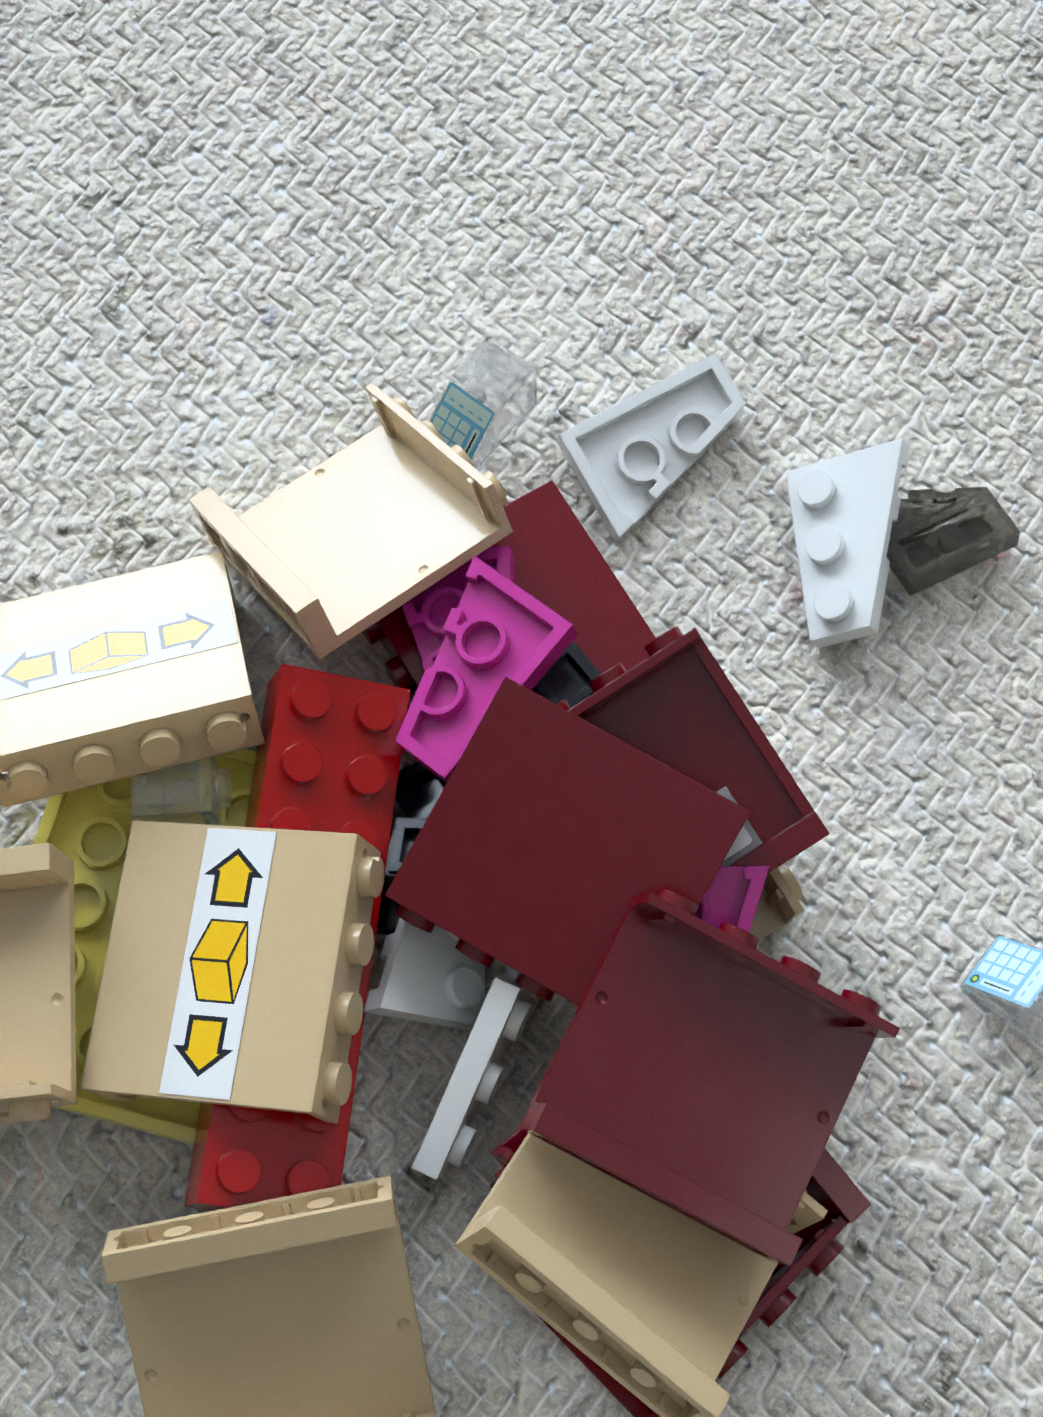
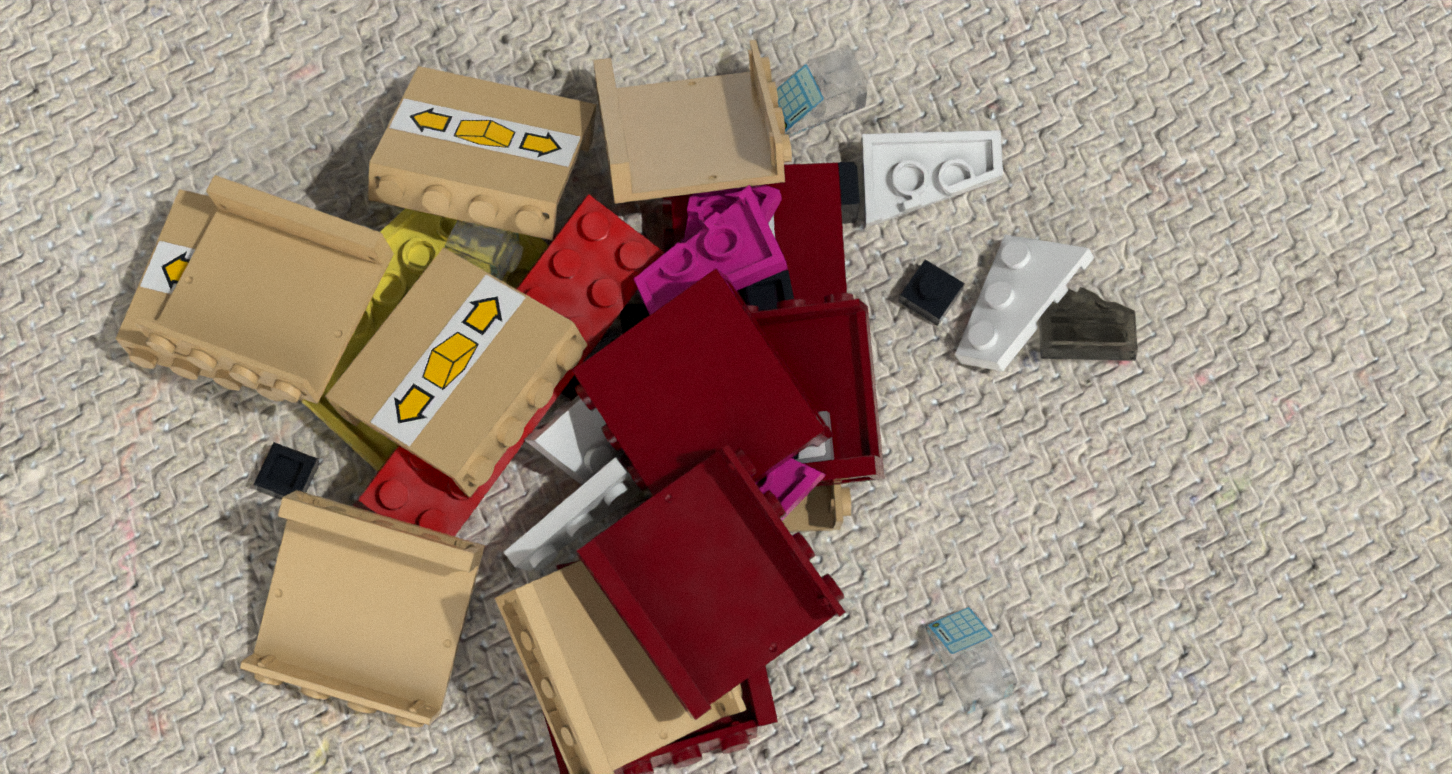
camera: 25 degrees right, 0 degrees up
(74, 1207) = (285, 471): none -> black tile
(582, 505) = (849, 191): none -> black tile
(739, 581) = (931, 292): none -> black plate

